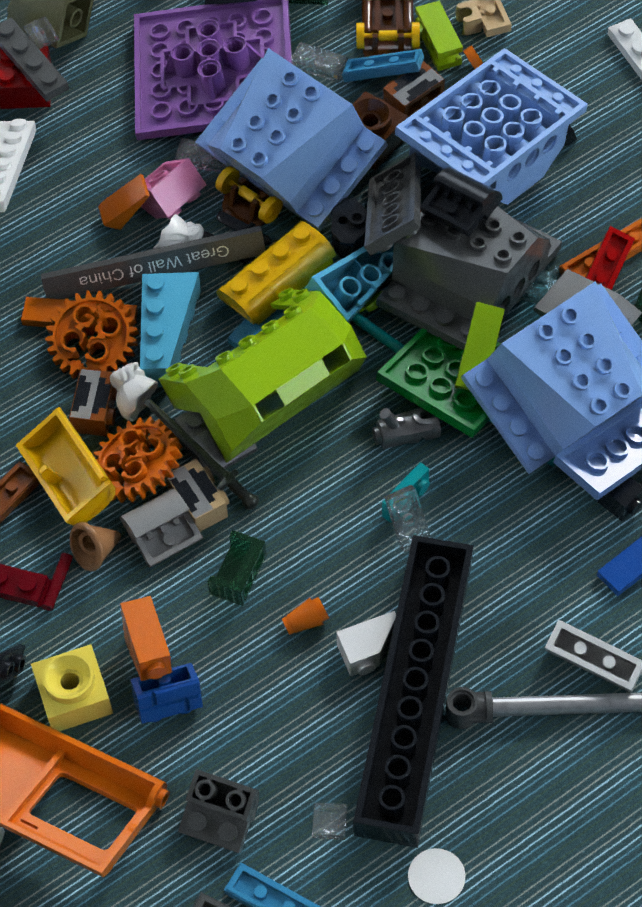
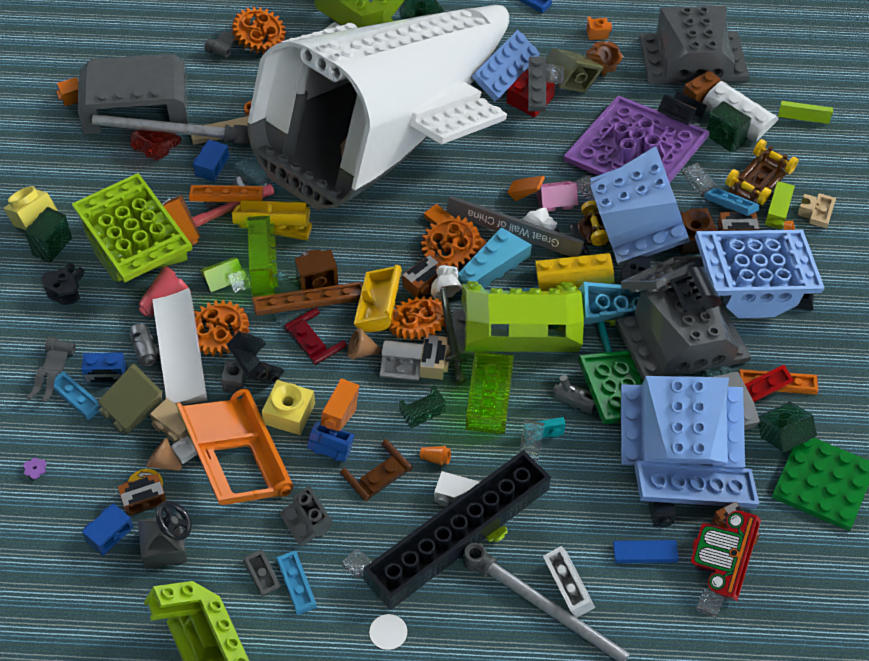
camera: 35 degrees right, 5 degrees down
(261, 692) = (381, 475): none -> reddish brown plate
(306, 493) = (489, 392): none -> clear neon green brick
(462, 660) = (498, 534): none -> lime plant
(480, 338) = (657, 366): lime tile -> none

